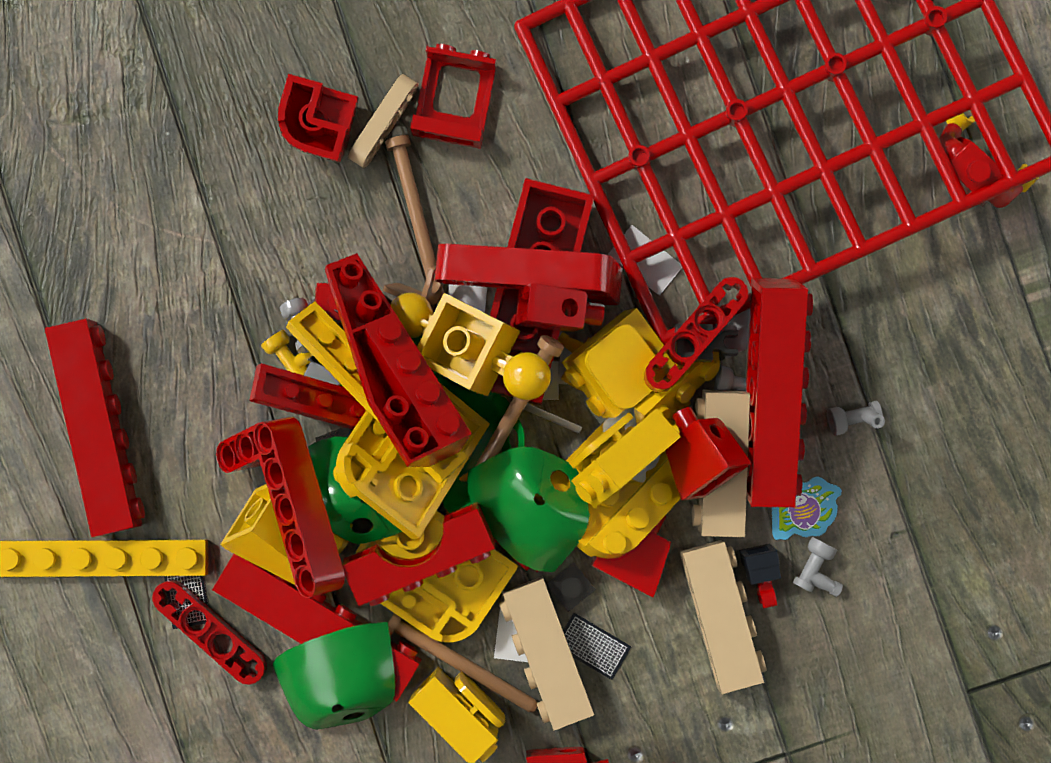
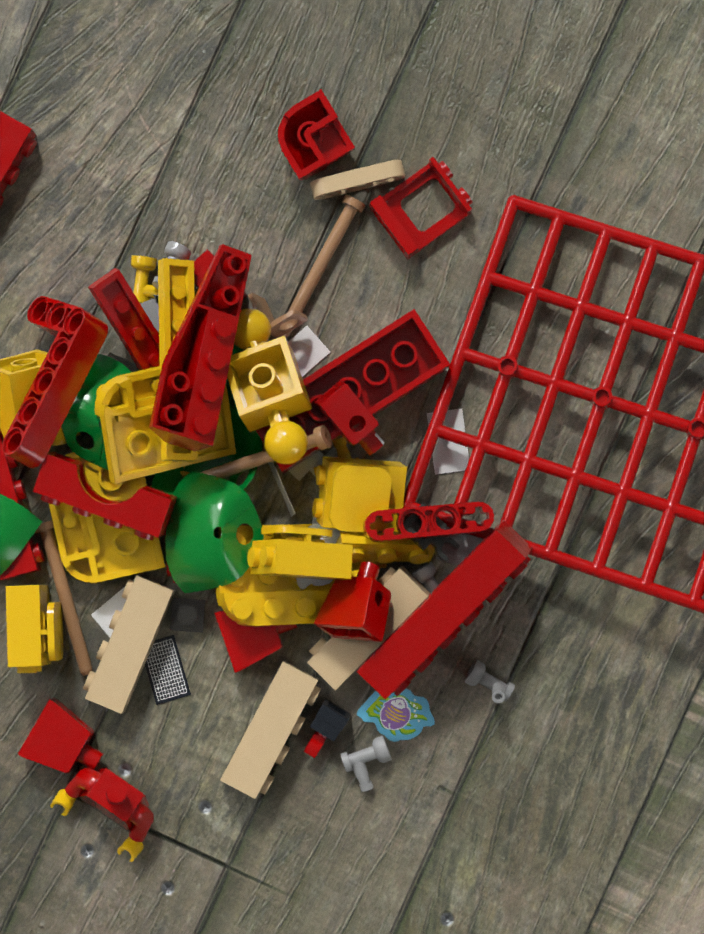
camera: 45 degrees right, 0 degrees up
(518, 267) = (395, 416): red beam -> none

